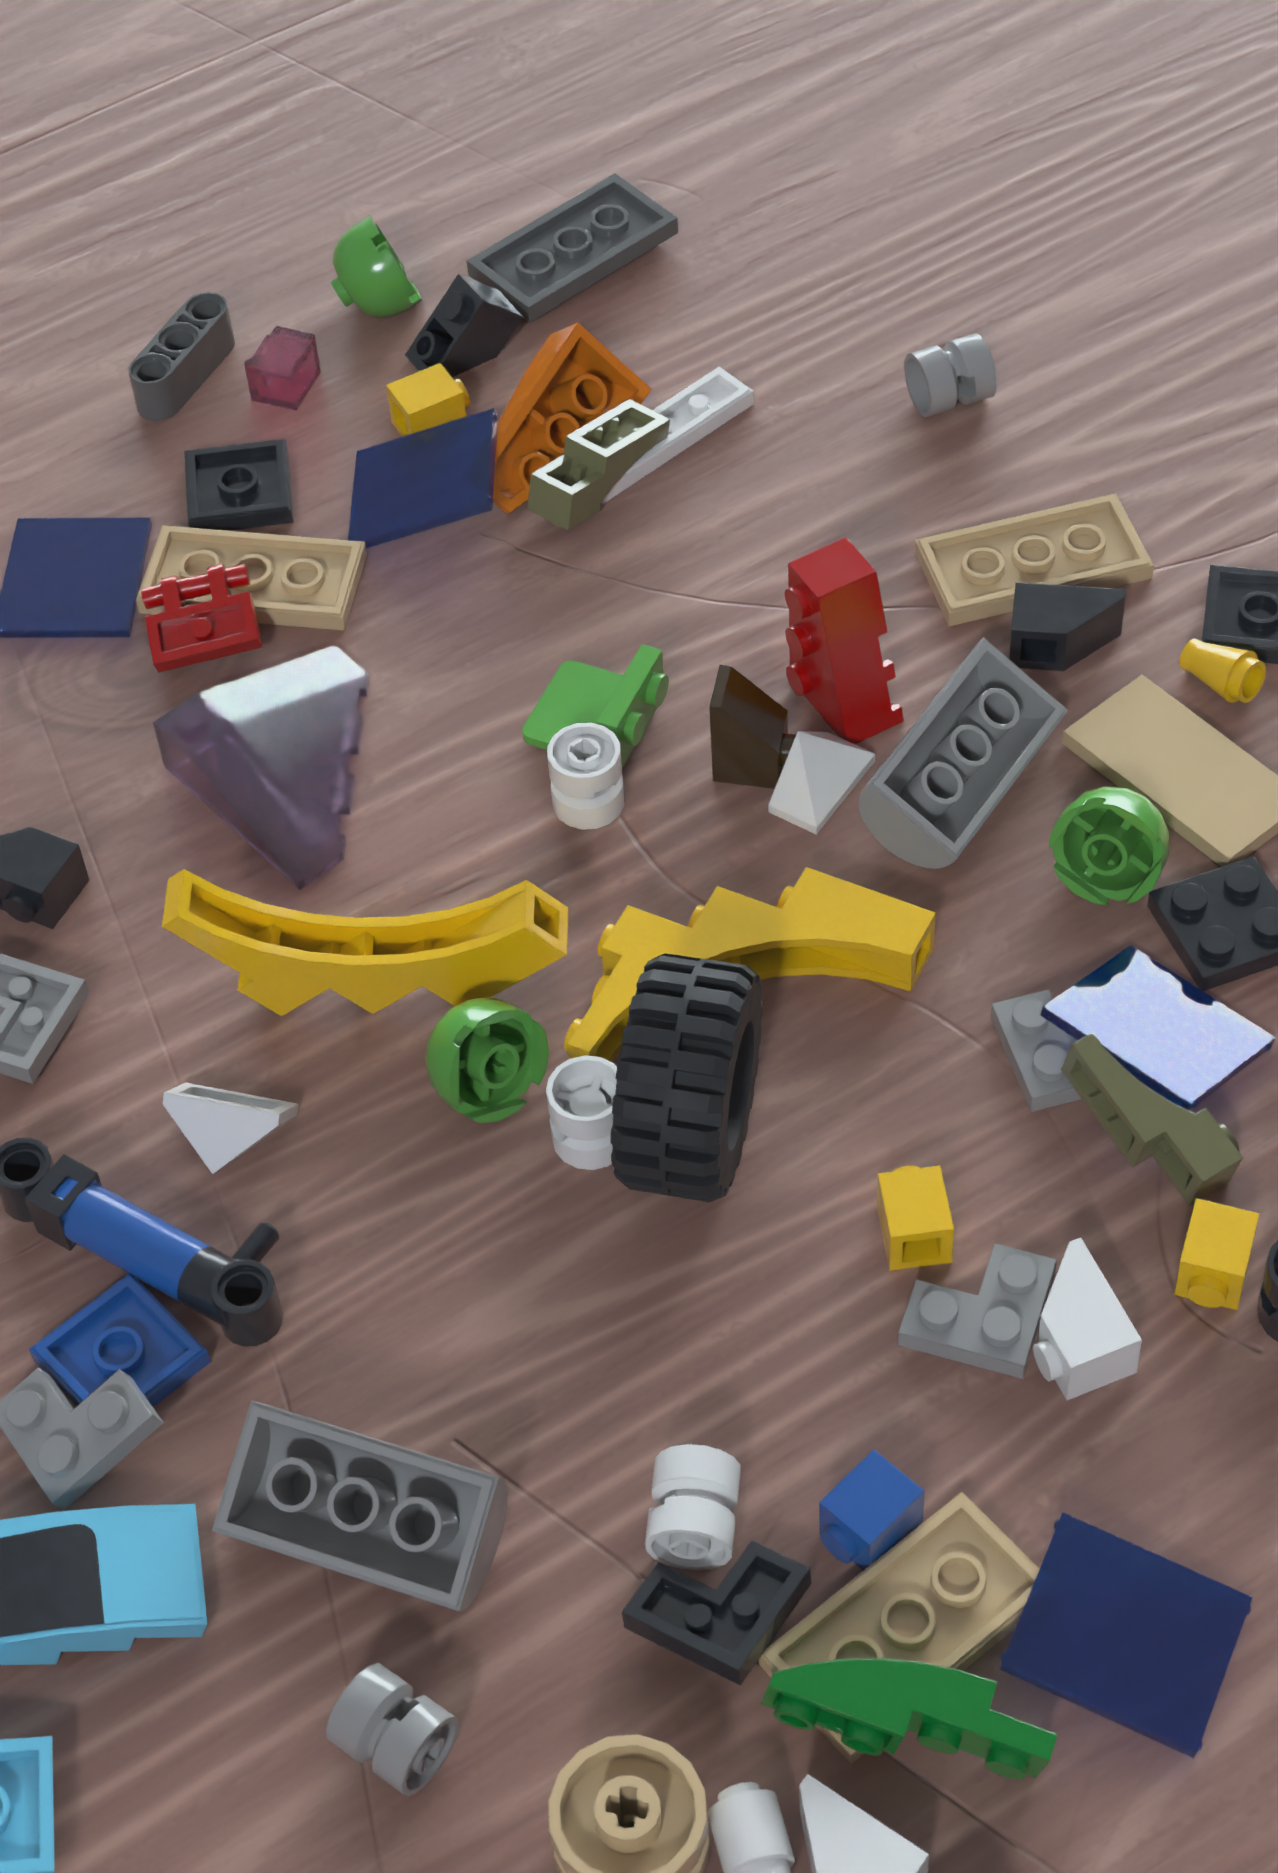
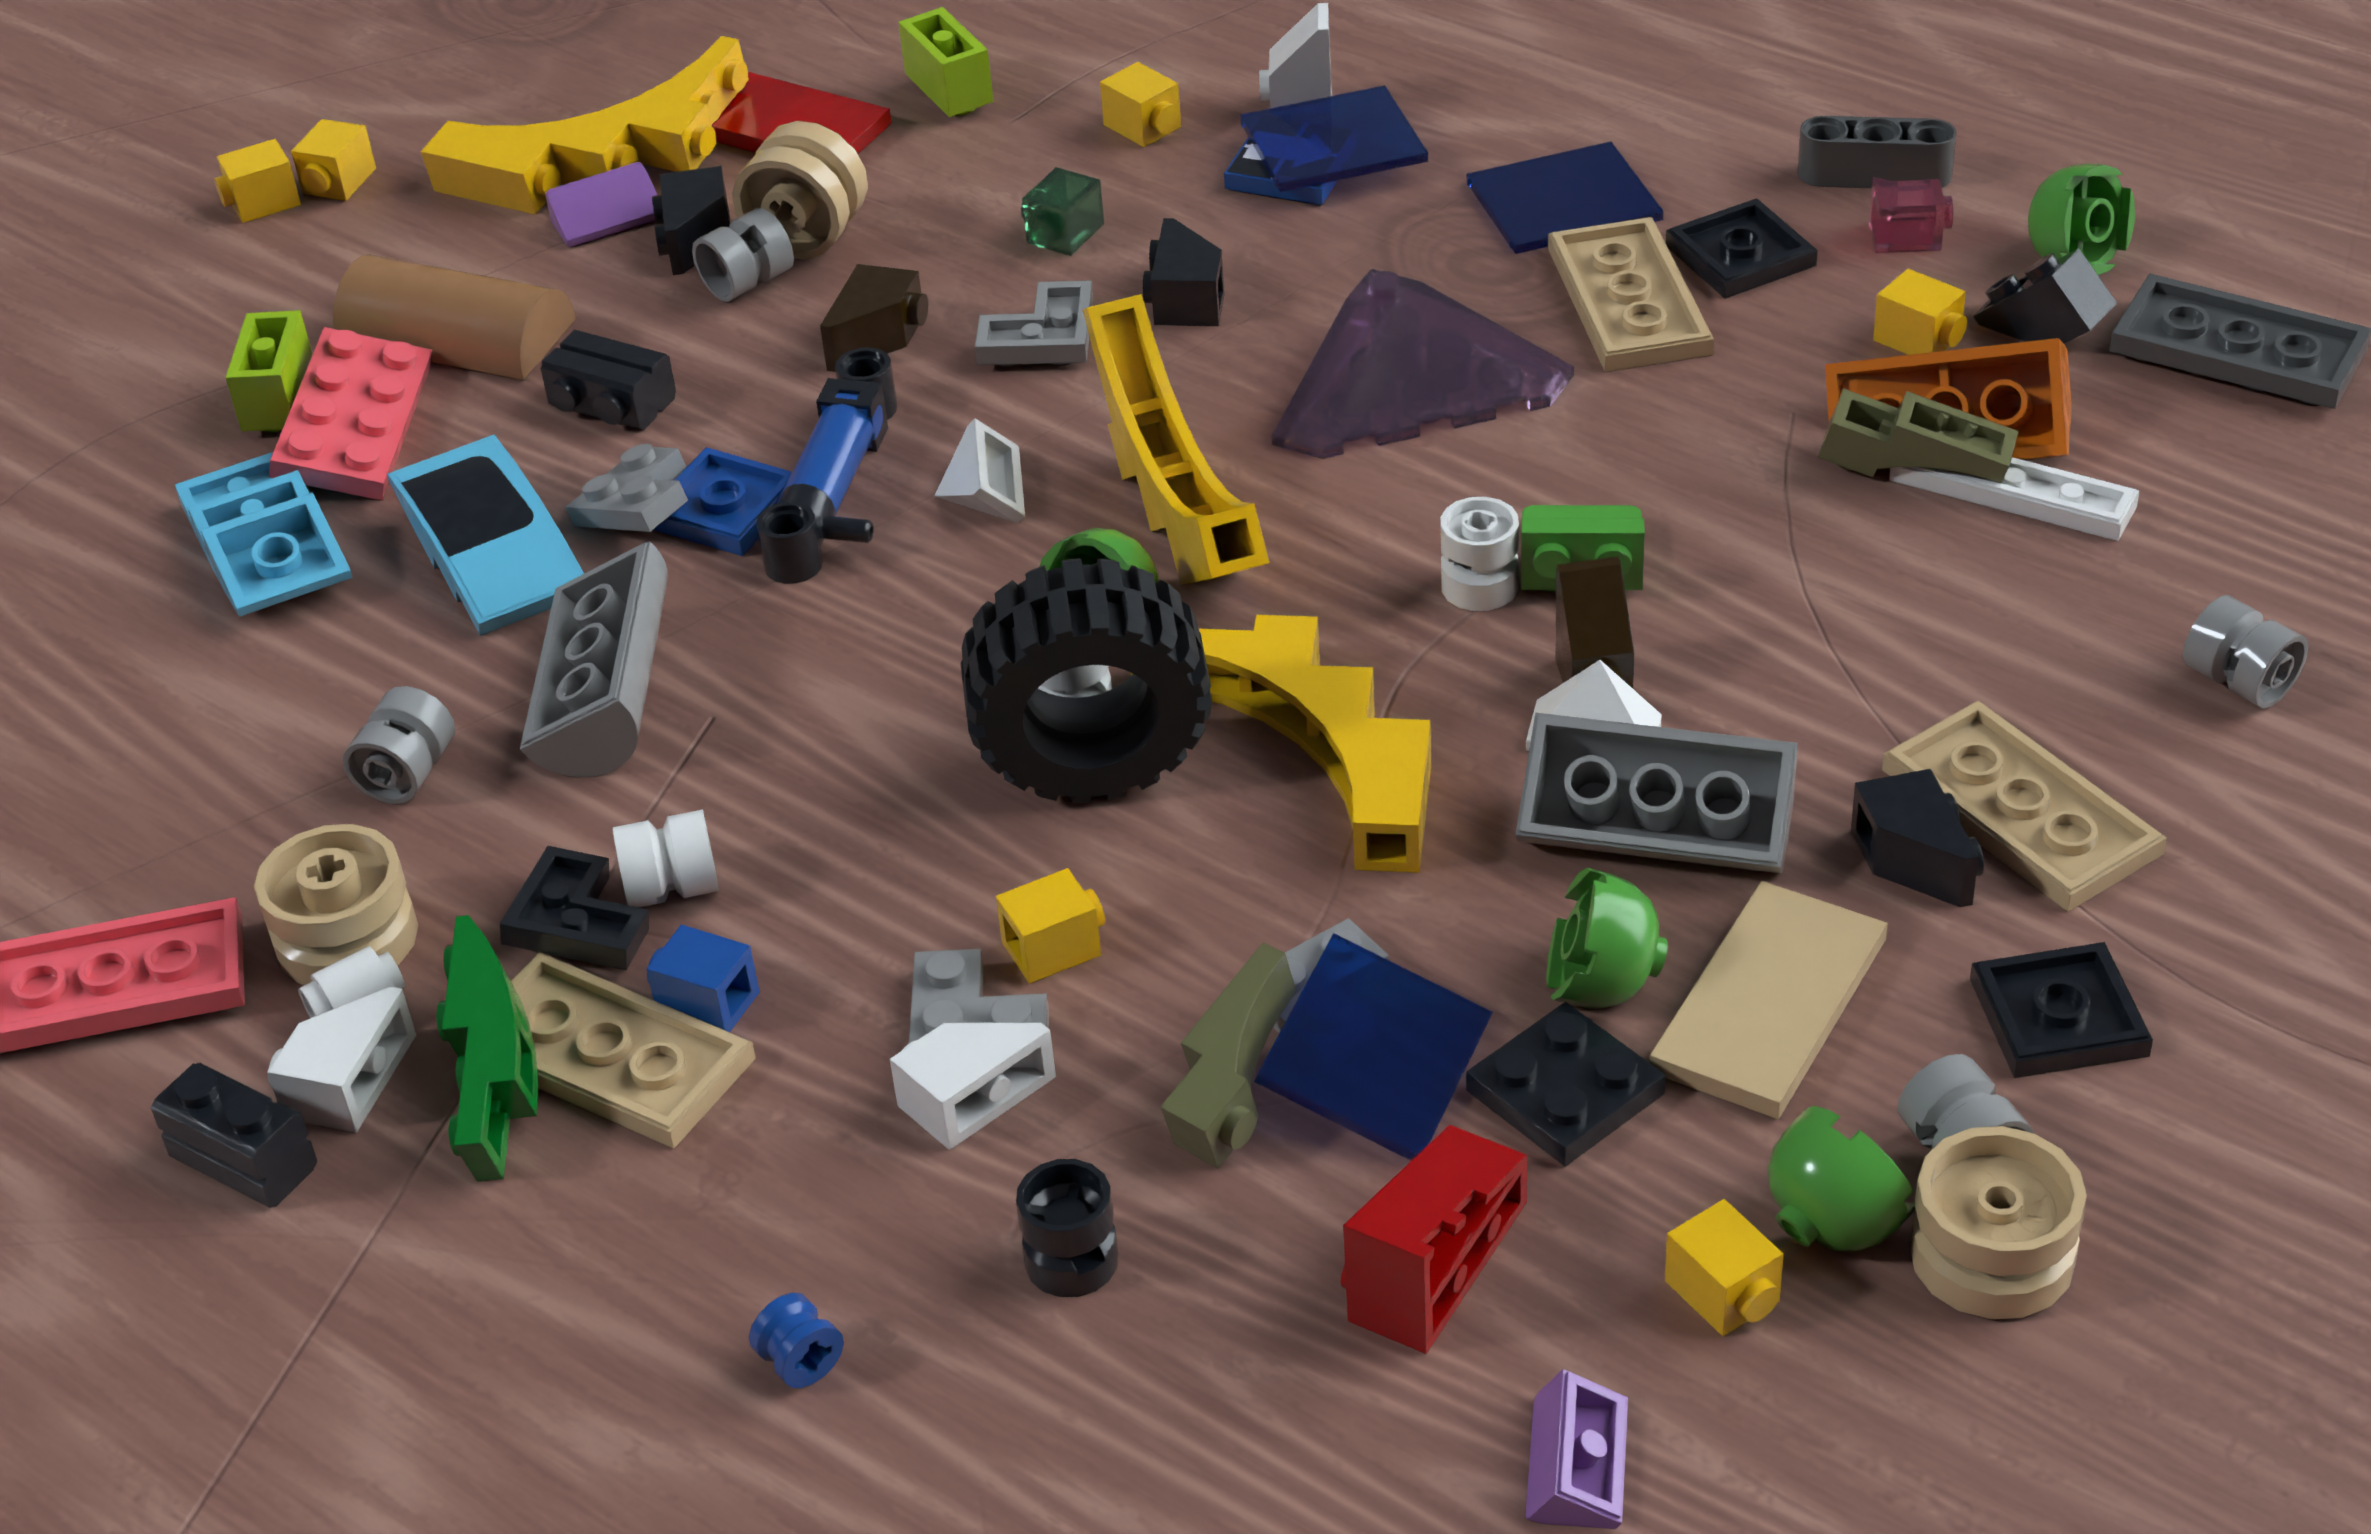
camera: 70 degrees right, 10 degrees down
(204, 629) = (1531, 279): red plate -> none
(424, 480) = (1812, 341): clear blue piece -> none
(836, 644) = (1738, 640): red wedge -> none
(1127, 1634) = (633, 1199): clear blue piece -> none
(1216, 1254) = (1102, 1138): yellow brick -> none
(1226, 670) = (1936, 991): yellow cone -> none

